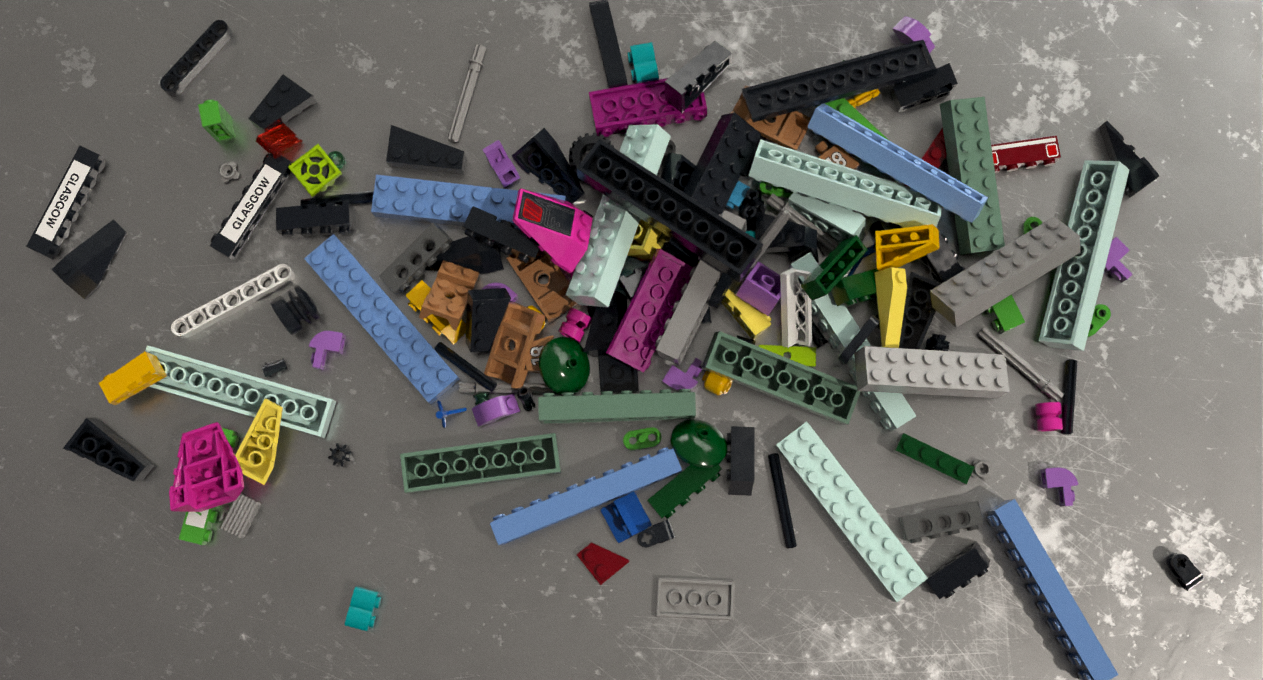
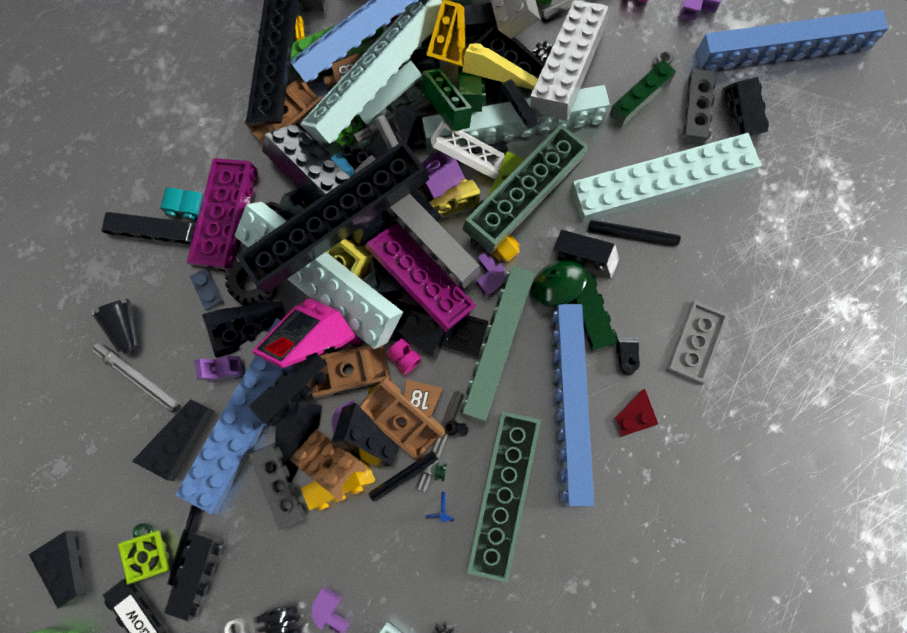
camera: 70 degrees left, 5 degrees down
(279, 140) = (95, 584): clear red plate -> none
(382, 319) = (320, 543): medium blue brick -> none
(495, 409) = (456, 463): medium lavender brick -> none
(506, 58) = (118, 325): none -> black cone
(556, 366) = (439, 380): dark green dish -> none
(571, 120) = (206, 289): none -> sand blue plate
(626, 517) = (604, 377): blue bracket -> none
(642, 438) = (534, 335): bright green plate -> none
(696, 76) = (216, 158): wedge -> none

